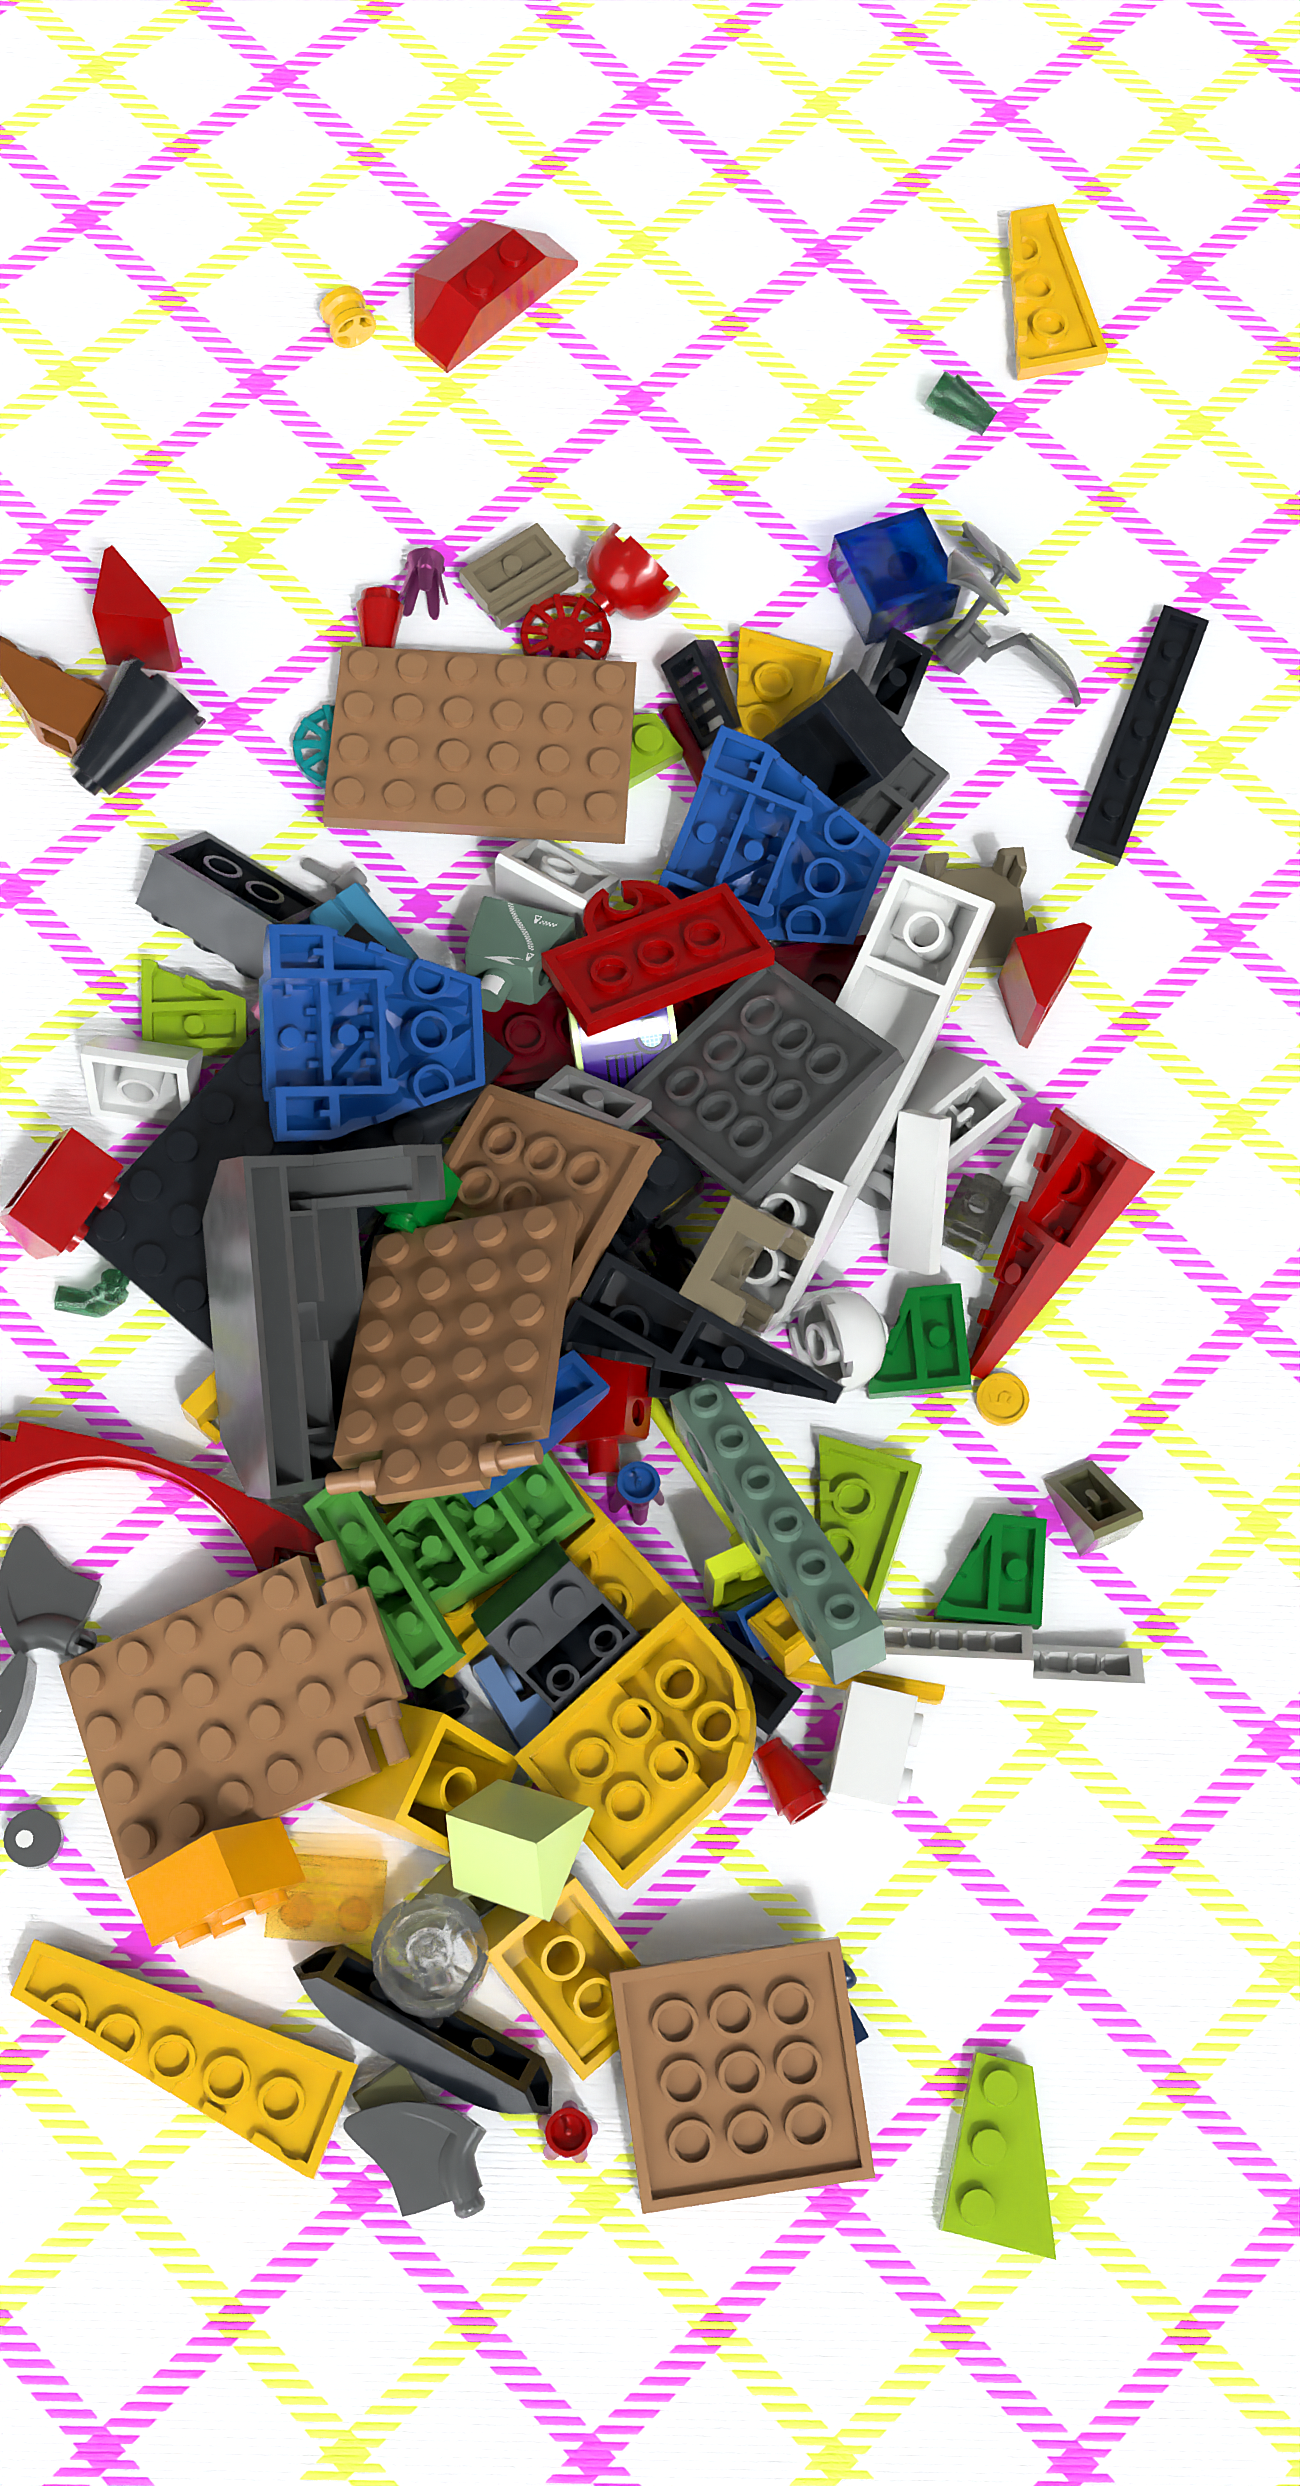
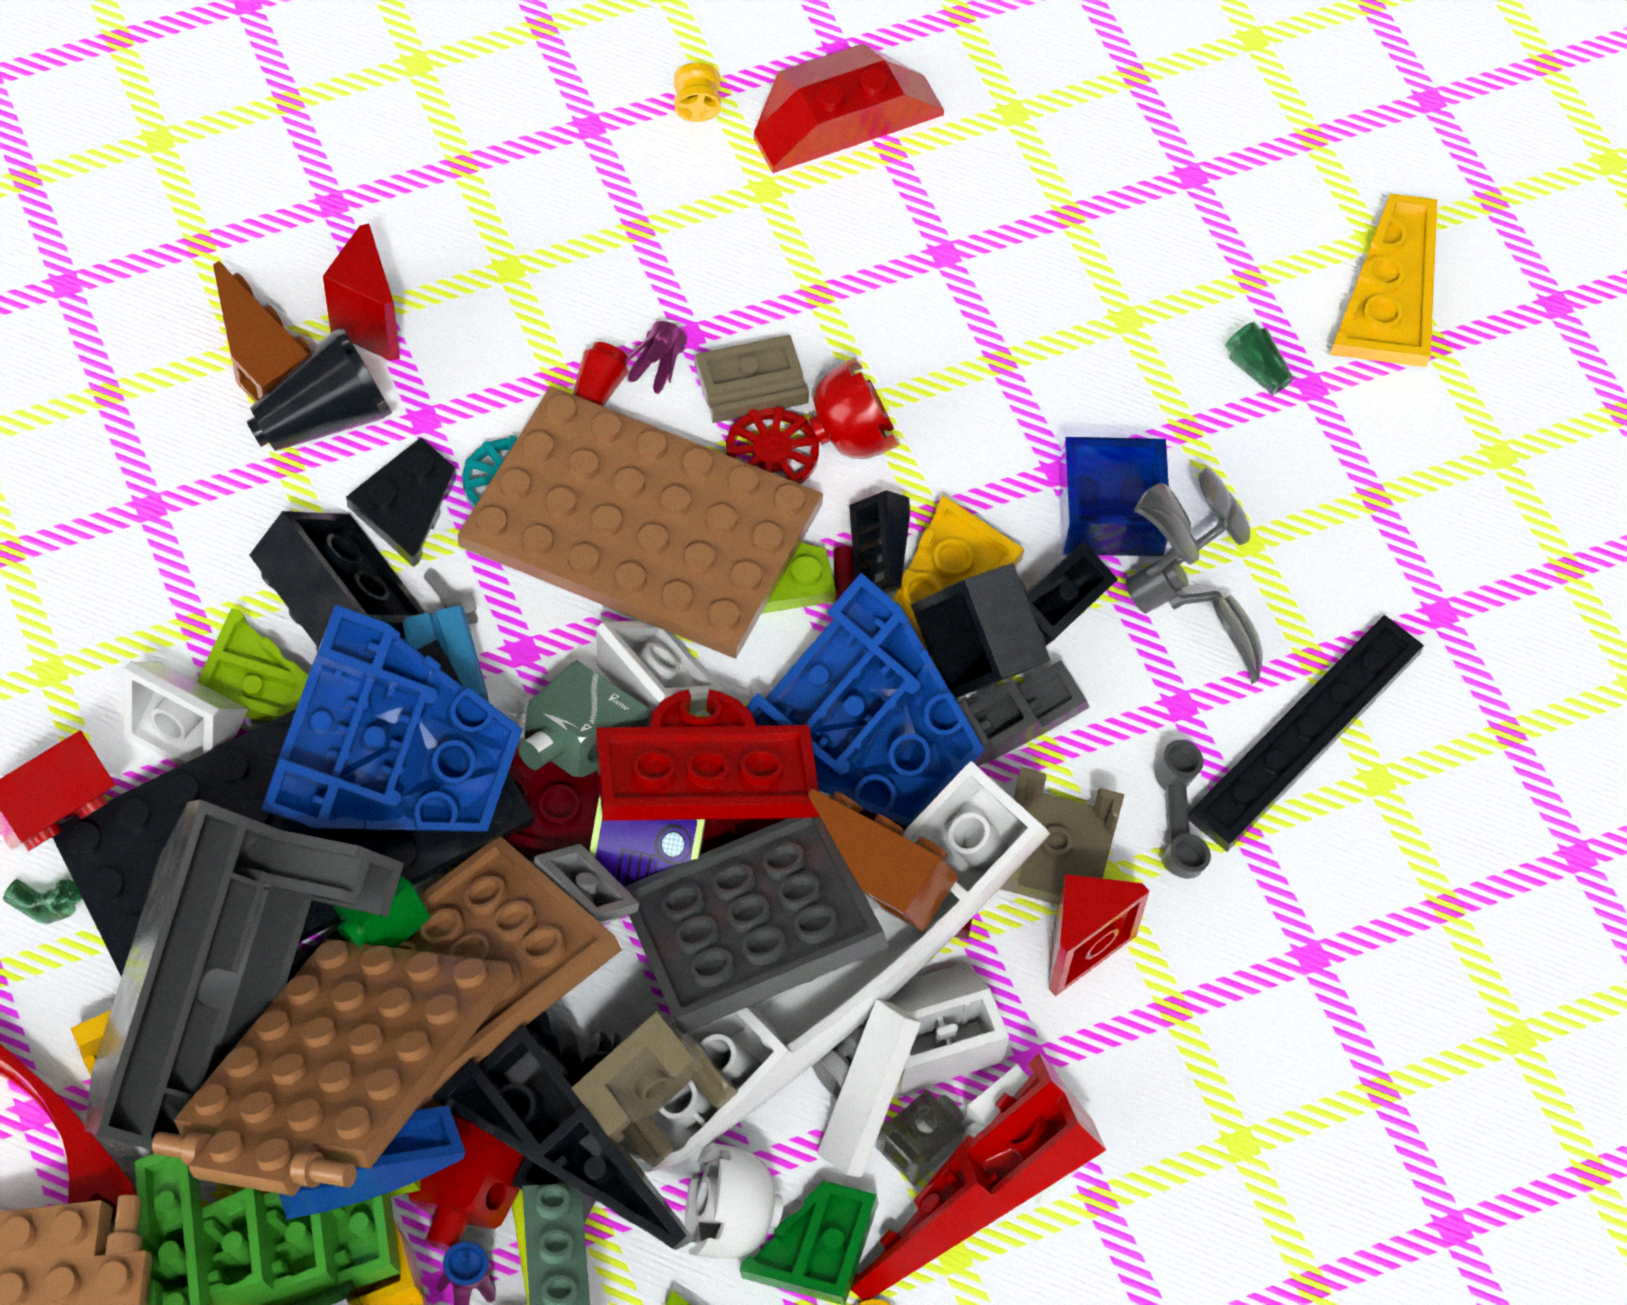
camera: 25 degrees right, 10 degrees down
(251, 799) = (405, 498): none -> black wing
(667, 1189) = (613, 997): black torso -> none
(875, 990) = (891, 870): none -> dark orange slope
(1046, 806) = (1175, 770): none -> dark grey bar

